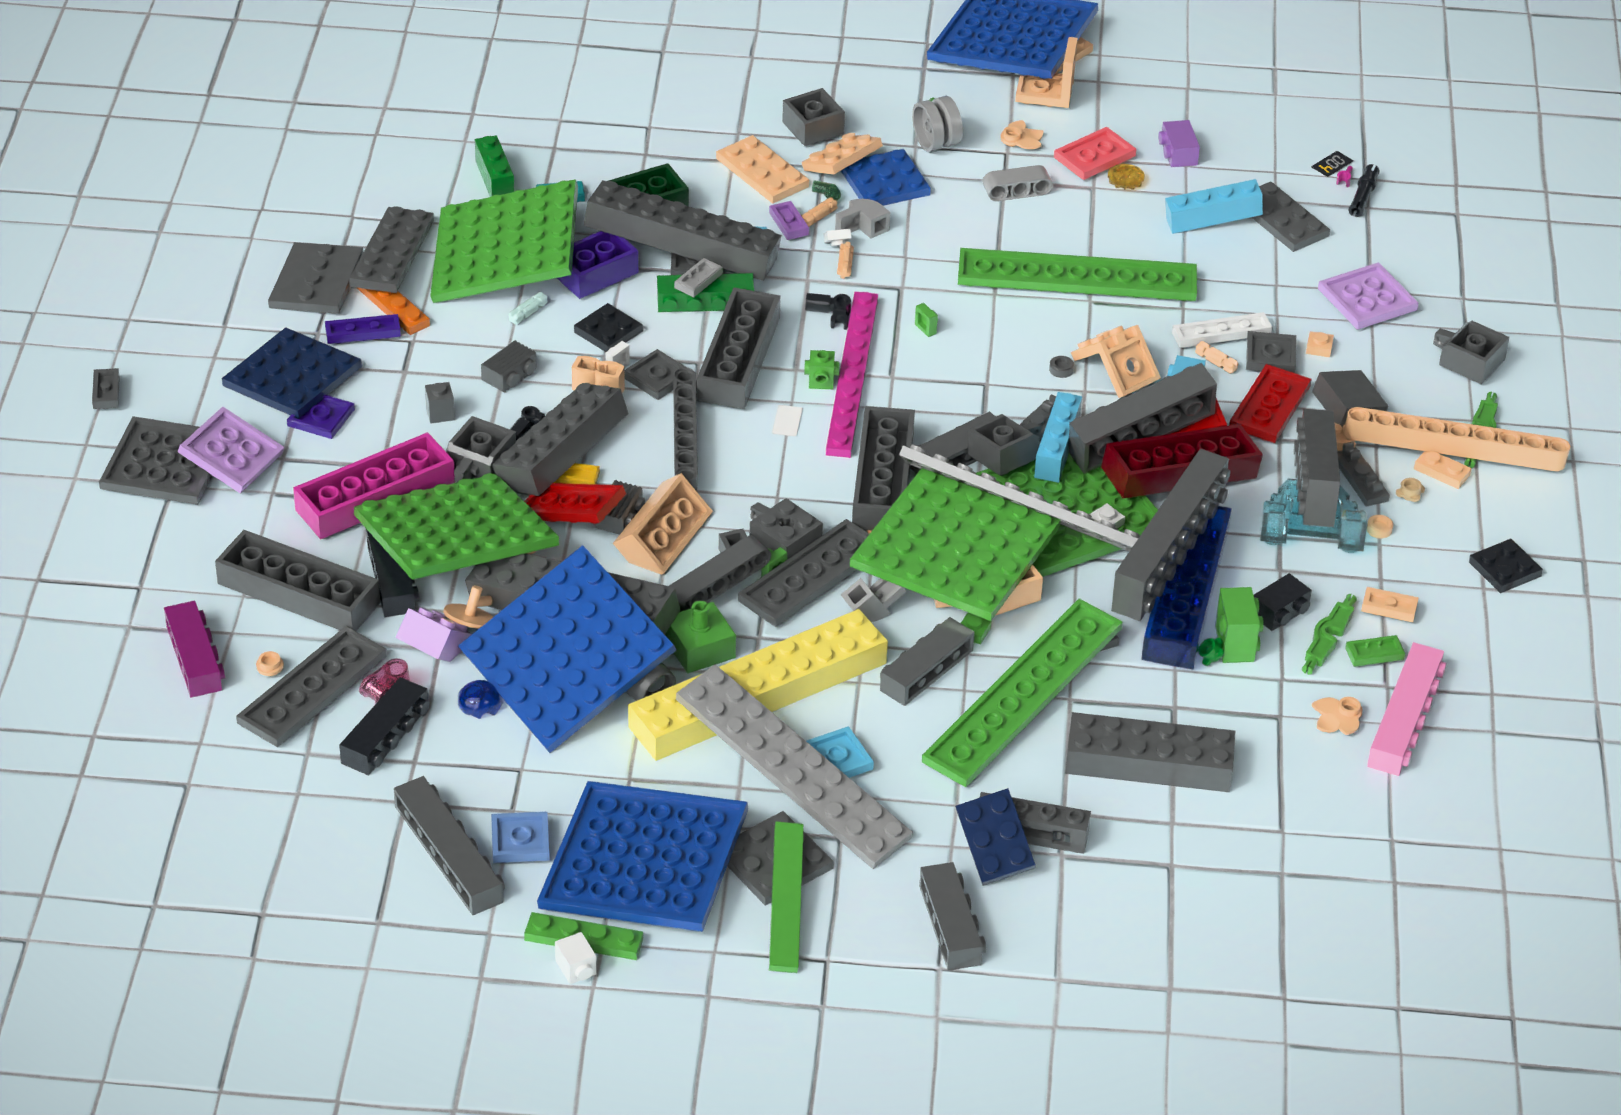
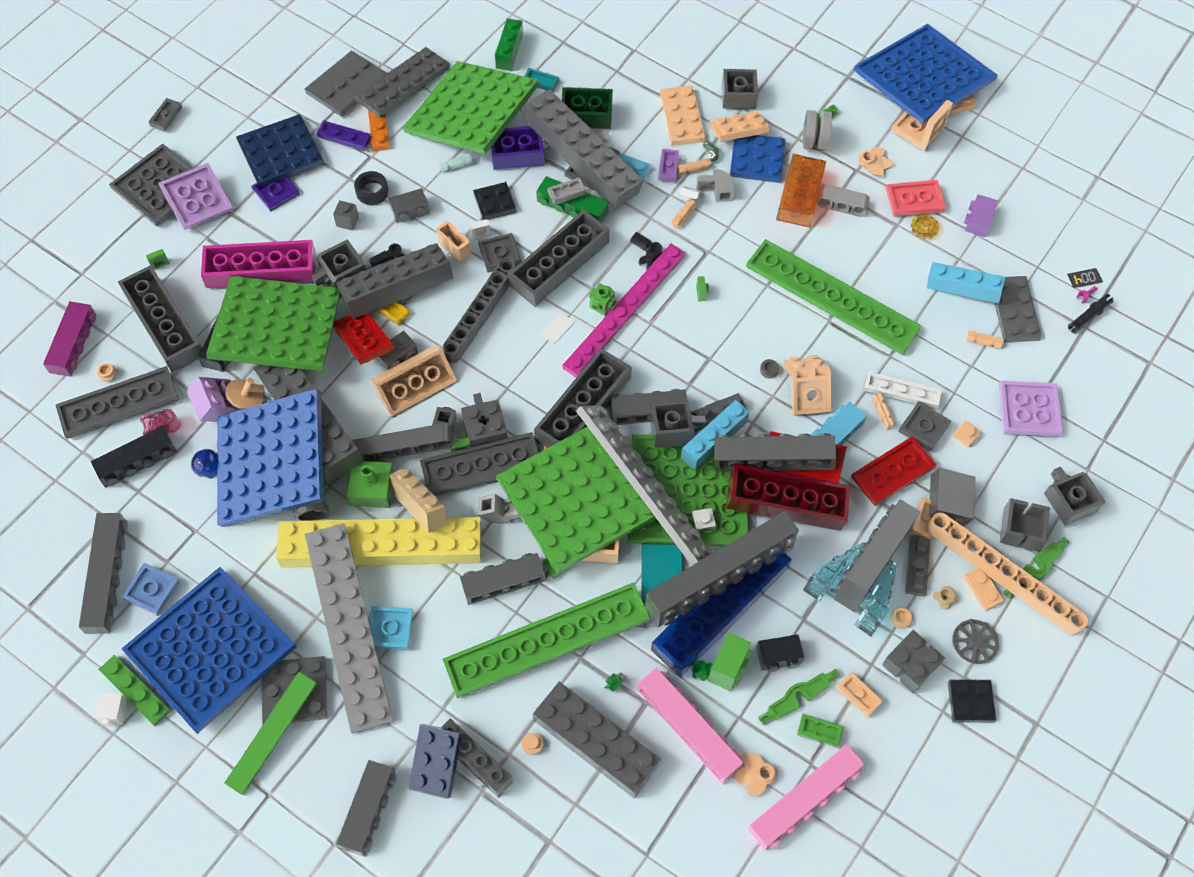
camera: 30 degrees right, 20 degrees up
(233, 529) = (157, 259): none -> bright green tile
(445, 355) = (371, 177): none -> black tyre
(777, 617) = (417, 500): none -> tan brick
(963, 189) = (801, 190): none -> clear orange brick
(1083, 789) = (532, 743): none -> light nougat plate
(1090, 581) = (658, 565): none -> teal tile
(1126, 698) = (614, 681): none -> green plate
(1237, 701) = (689, 725): none -> bright pink brick
(1272, 254) = (984, 339): none -> light nougat axle
(1429, 544) = (915, 659): none -> dark grey piece
(1451, 395) = (1027, 528): none -> dark grey piece
(1470, 514) = (976, 641): none -> dark grey wheel

